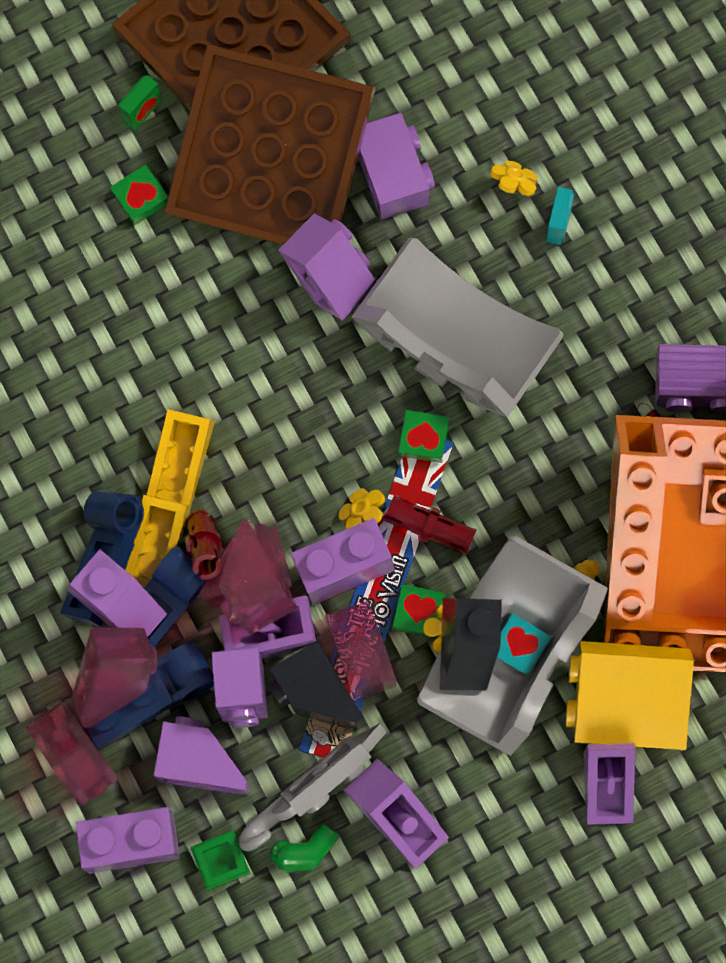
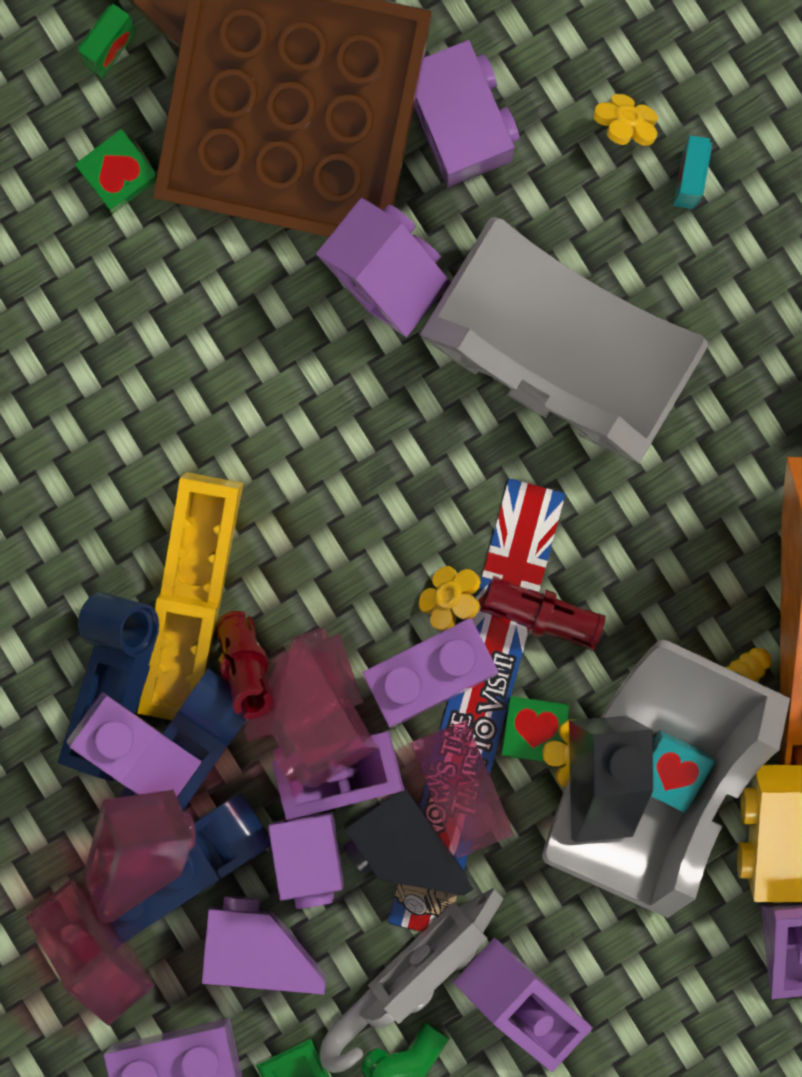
camera: 10 degrees left, 10 degrees up
(423, 436) = (526, 490): green tile -> none

